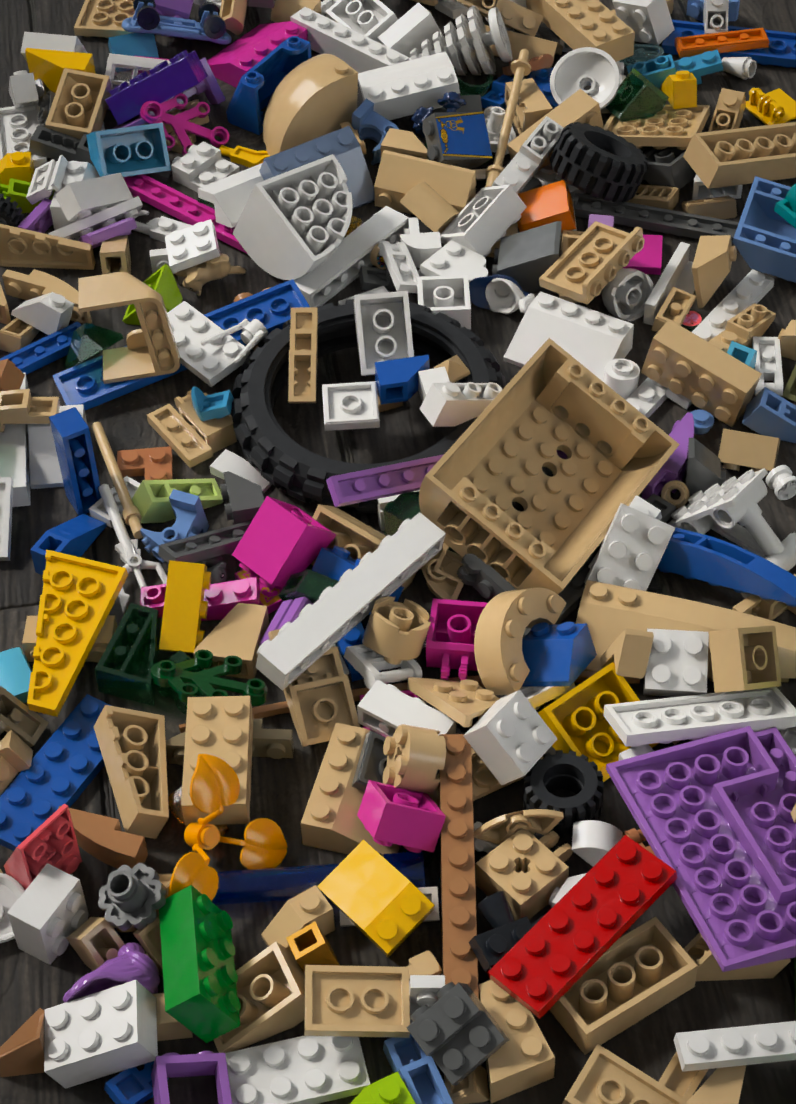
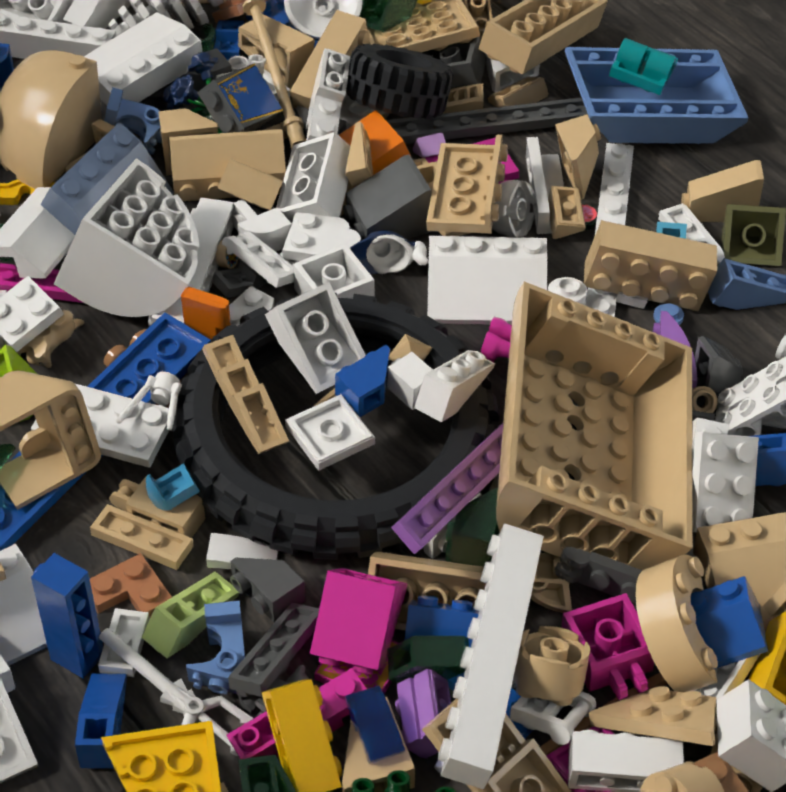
camera: 30 degrees left, 0 degrees up
(130, 512) = (155, 651): tan bar -> none
(240, 618) = (374, 724): none -> clear blue slope
(320, 287) = (205, 312): none -> orange piece
(525, 212) = (359, 160): none -> tan slope
(743, 326) = (646, 203): tan slope -> none
(748, 450) = (741, 328): tan slope -> none

